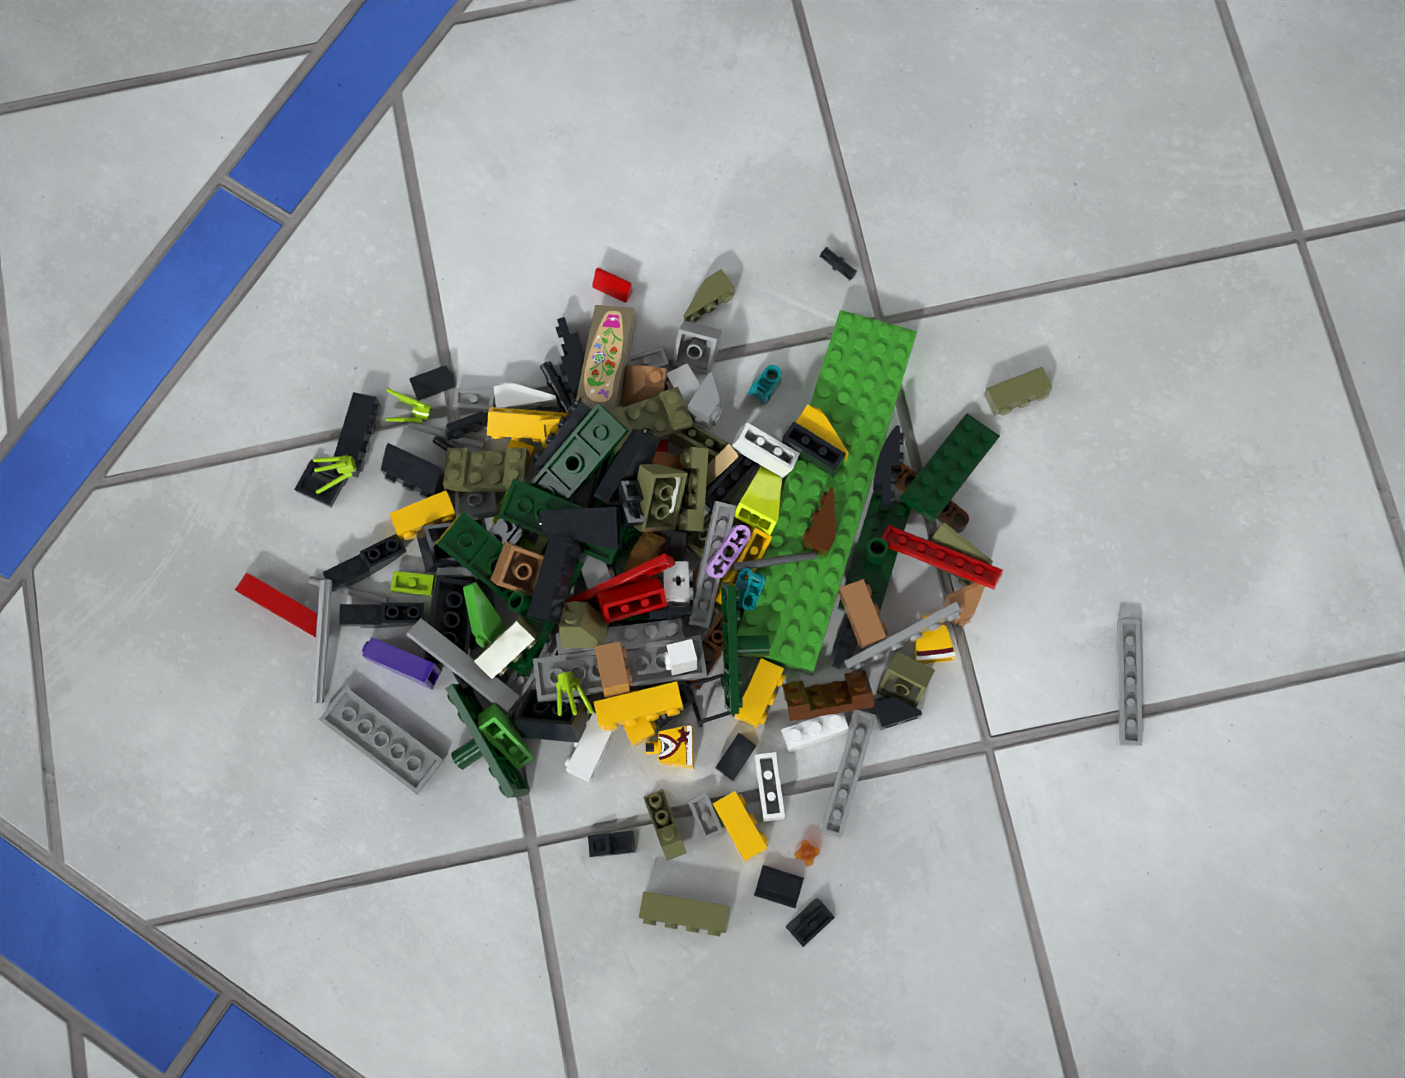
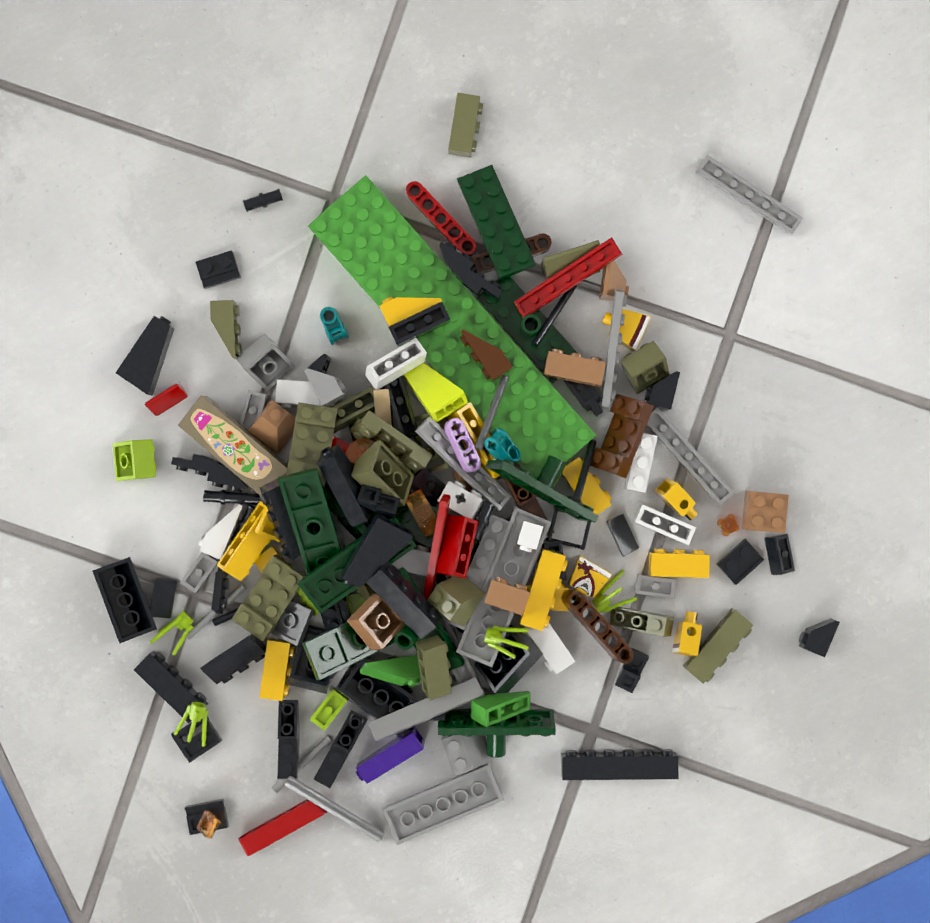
camera: 70 degrees left, 15 degrees up
(246, 536) = (208, 824): none -> clear orange plate
(251, 533) = (195, 812): none -> black plate
(411, 349) = (124, 600): none -> black slope
(444, 729) = (465, 752): none -> light grey slope
(511, 886) = (619, 765): none -> black brick
(542, 289) = (134, 460): none -> lime slope
(634, 791) = (605, 629): none -> reddish brown beam
(640, 248) = (147, 356): none -> black slope
(662, 774) = (602, 601): none -> lime plant
(667, 877) = (684, 643): none -> yellow torso
(726, 391) = (321, 364): none -> black slope
(751, 1008) = (819, 637): none -> black slope
(753, 263) = (218, 269): none -> black plate
(773, 678) = (584, 471): none -> black bar
(803, 776) = (676, 498): none -> yellow torso
(841, 879) = (765, 511): none -> medium nougat brick
(901, 569) = (552, 317): none -> black bar
(925, 412) = (438, 210): none -> red beam

